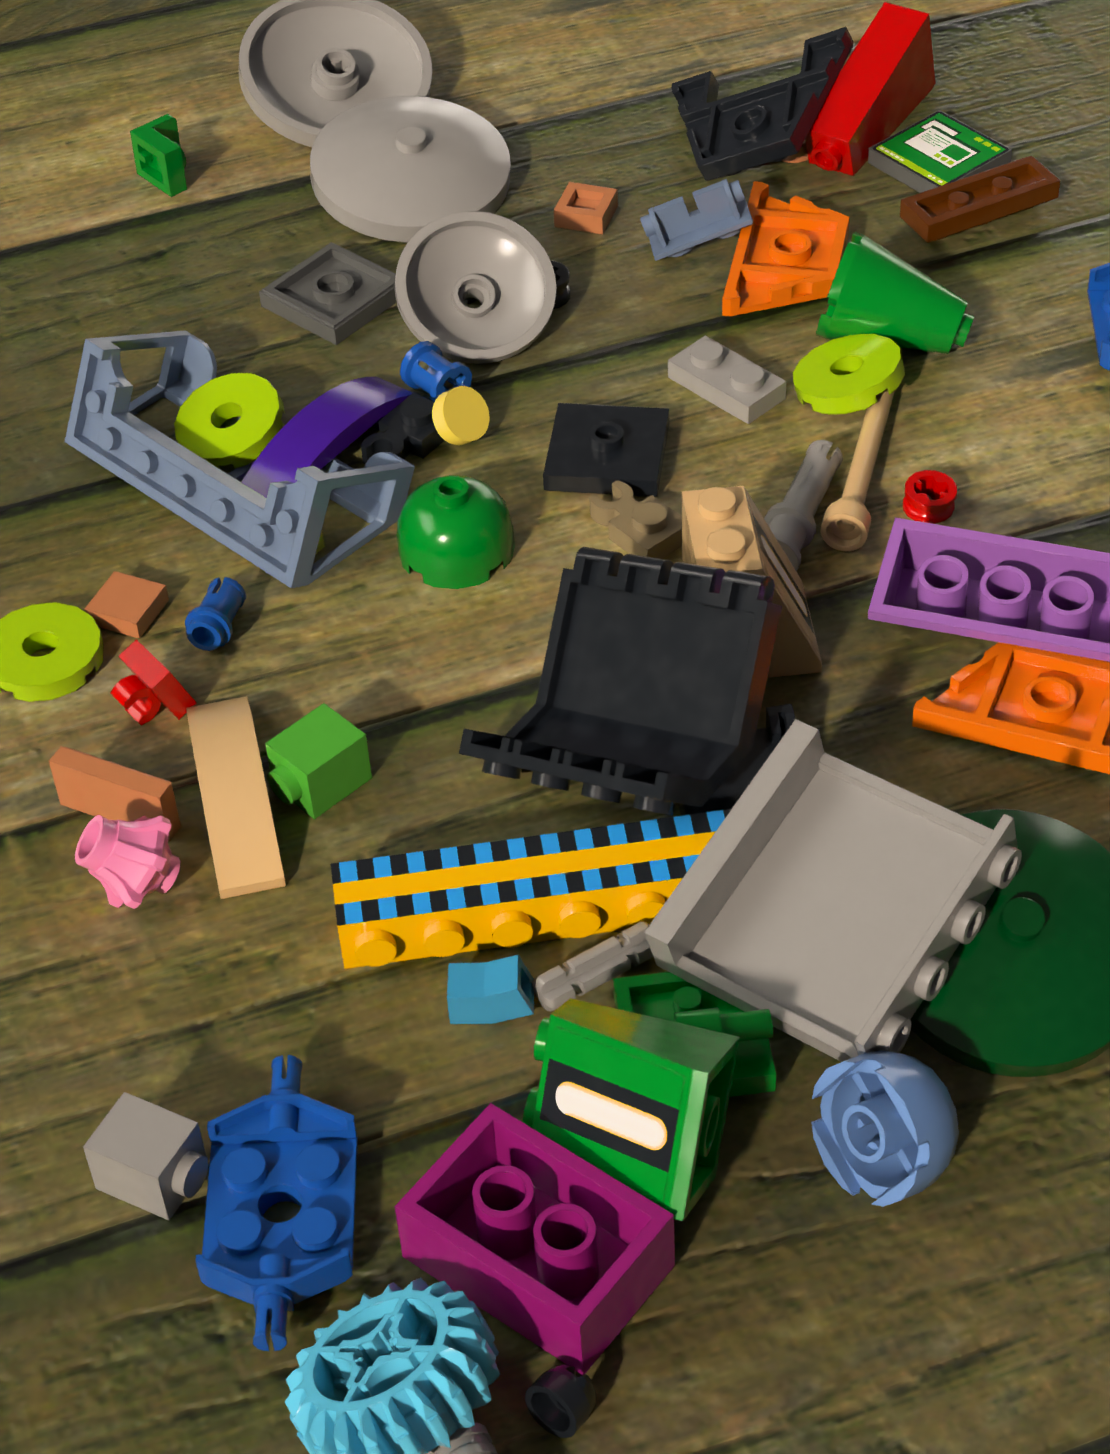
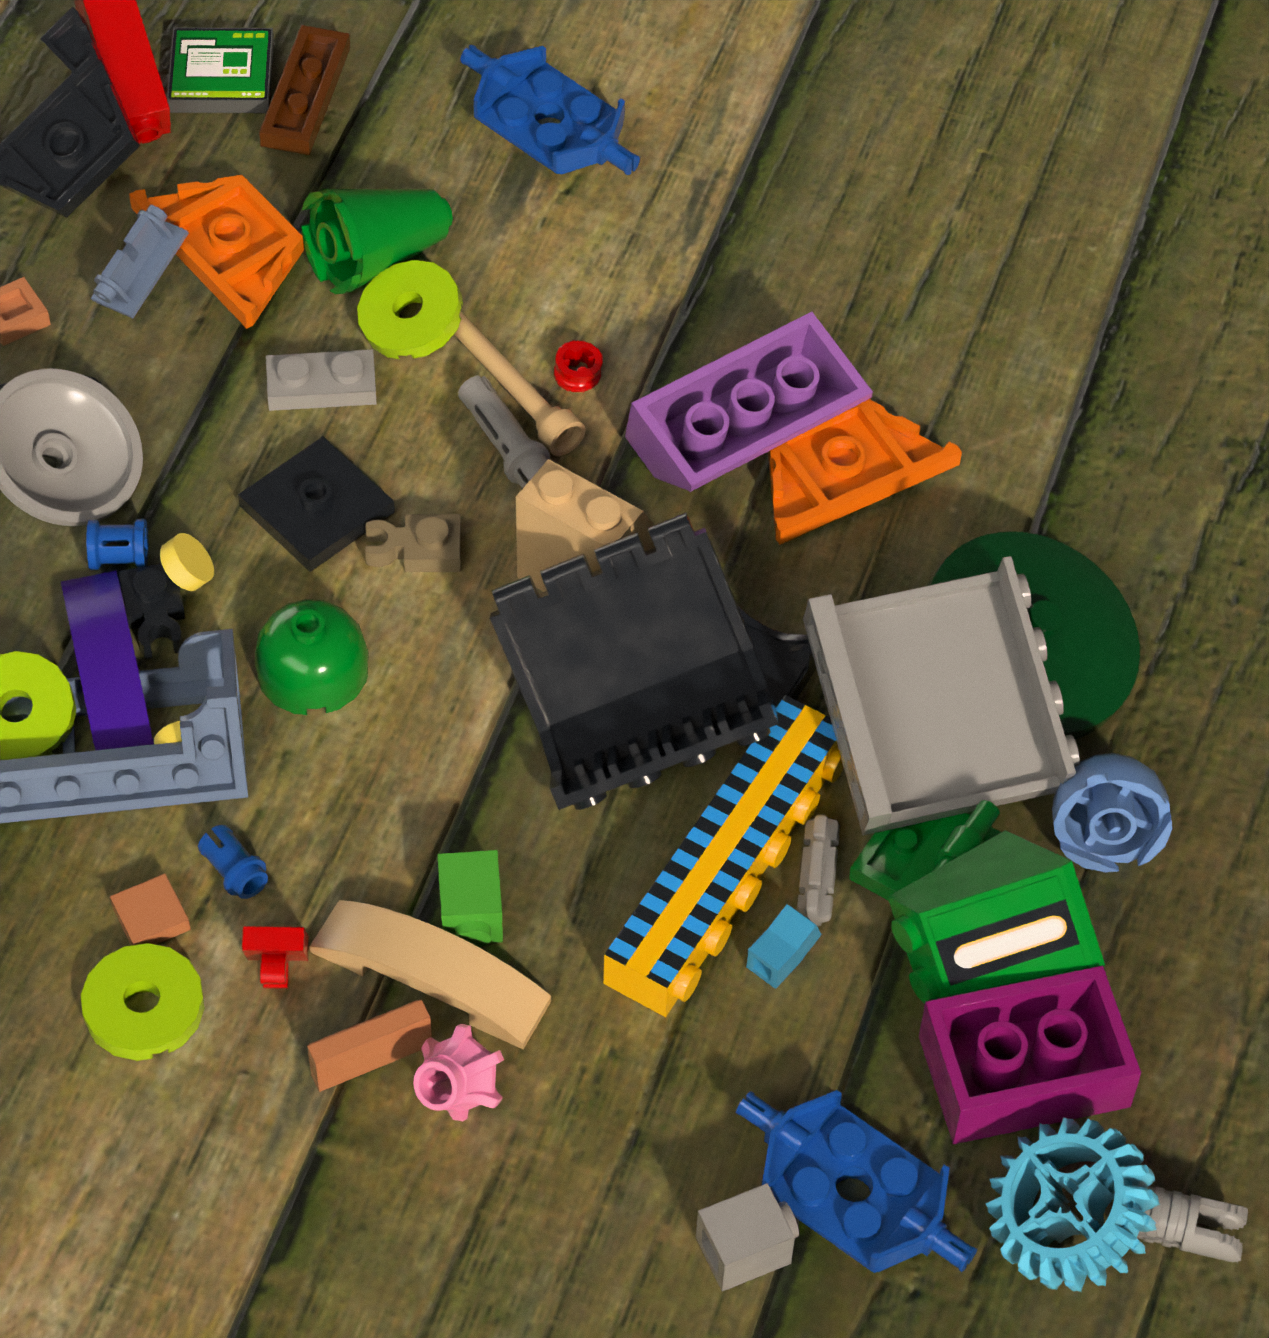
camera: 55 degrees left, 10 degrees up
(561, 1400) = (1145, 1128): black hinge -> none

